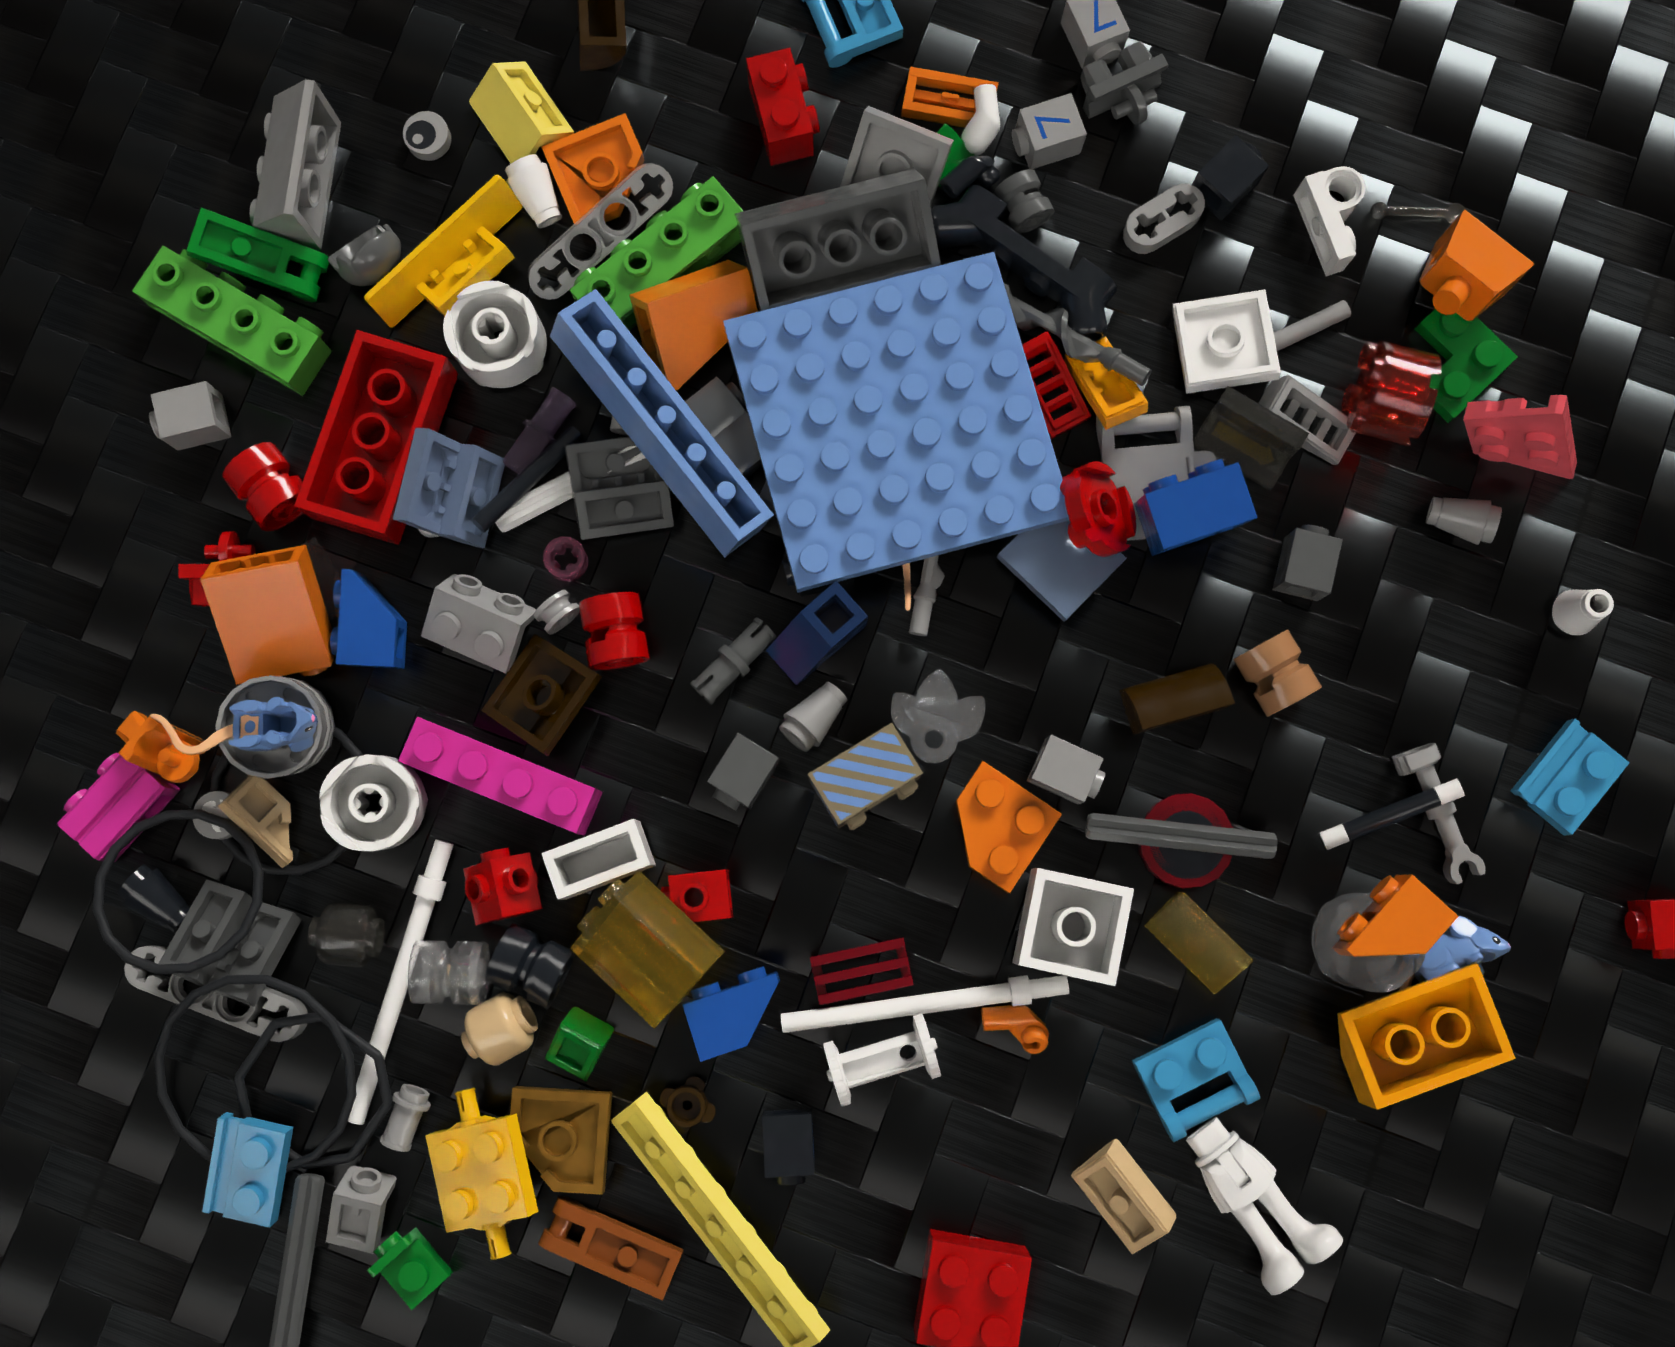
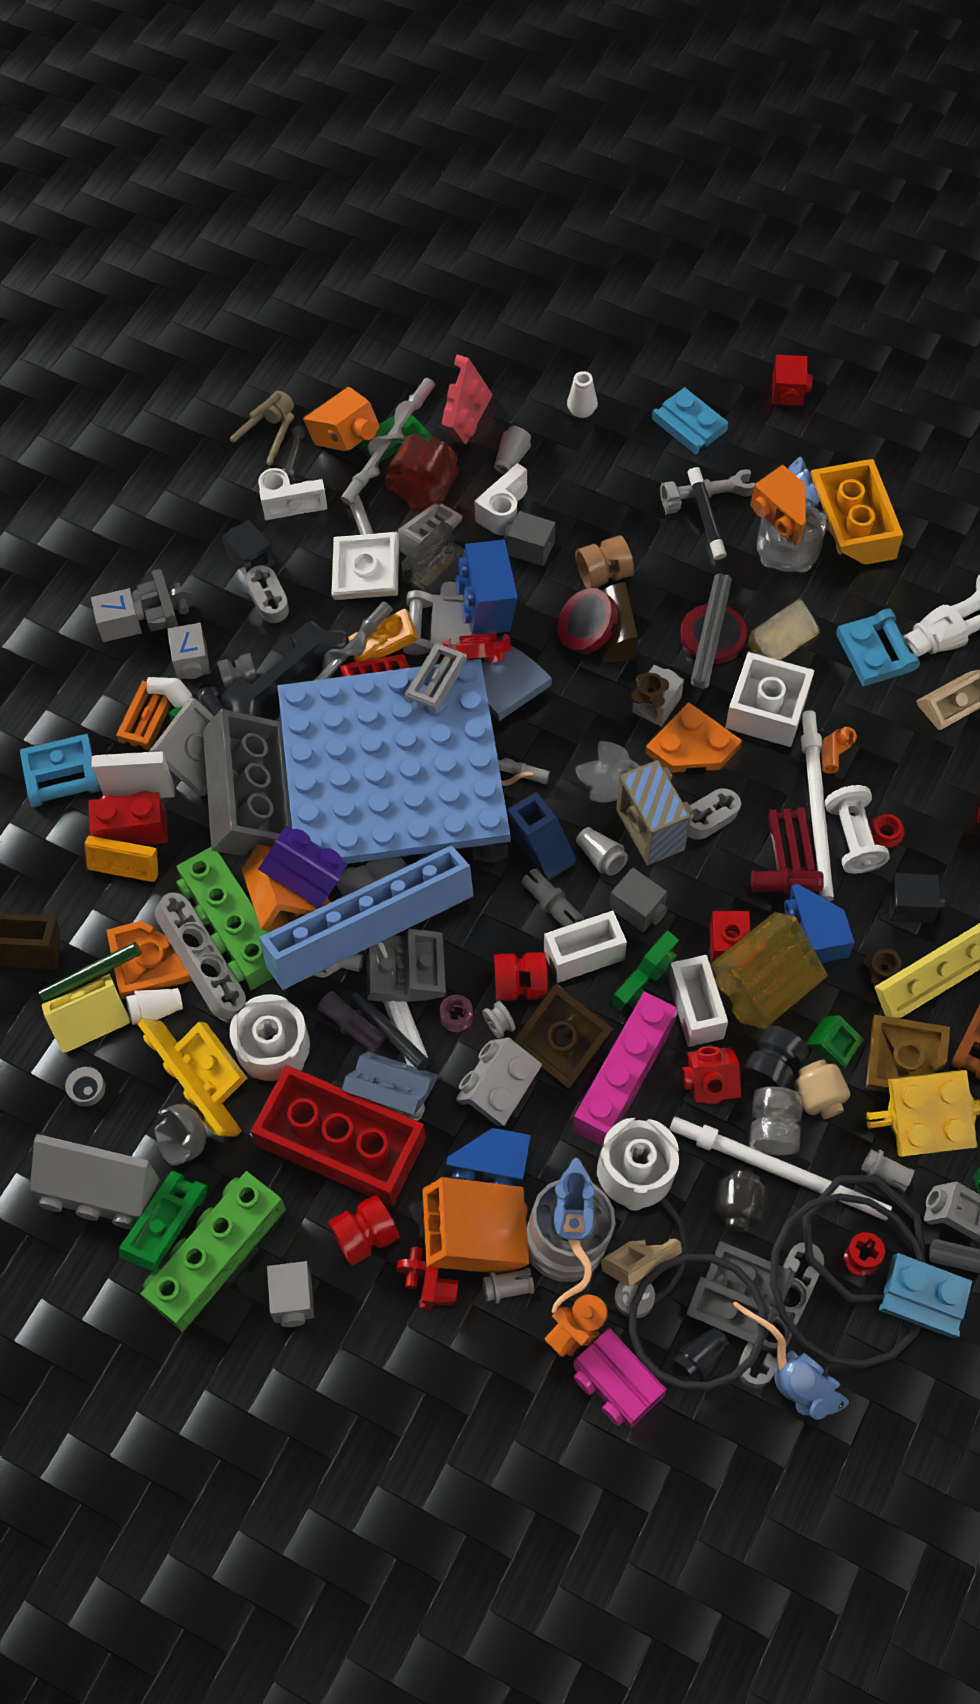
camera: 80 degrees left, 20 degrees down
(128, 1020) = (802, 1378): none -> medium blue animal
(218, 665) = (507, 1284): none -> light grey pin
(276, 1097) = (875, 1256): none -> red bush
(566, 107) = (90, 972): none -> dark green bar
(638, 795) = (651, 967): none -> green plate
(660, 707) = (585, 946): none -> white brick
(711, 328) = (303, 866): none -> dark purple brick
(728, 110) = (121, 858): none -> light orange plate
(793, 967) = (783, 880): none -> dark red axle
(837, 94) = (133, 773): none -> white tile
(895, 850) = (714, 818): none -> light grey beam
(897, 1116) = (889, 823): none -> red plate
(1017, 473) = (447, 683): none -> light grey tile
(1064, 747) = (653, 682): none -> dark brown plate
(1170, 658) = (587, 620): none -> tile
(1371, 510) = (499, 502): none -> white plate
(1456, 346) = (379, 444): none -> light grey piece
(1484, 171) = (275, 410): none -> dark tan plant

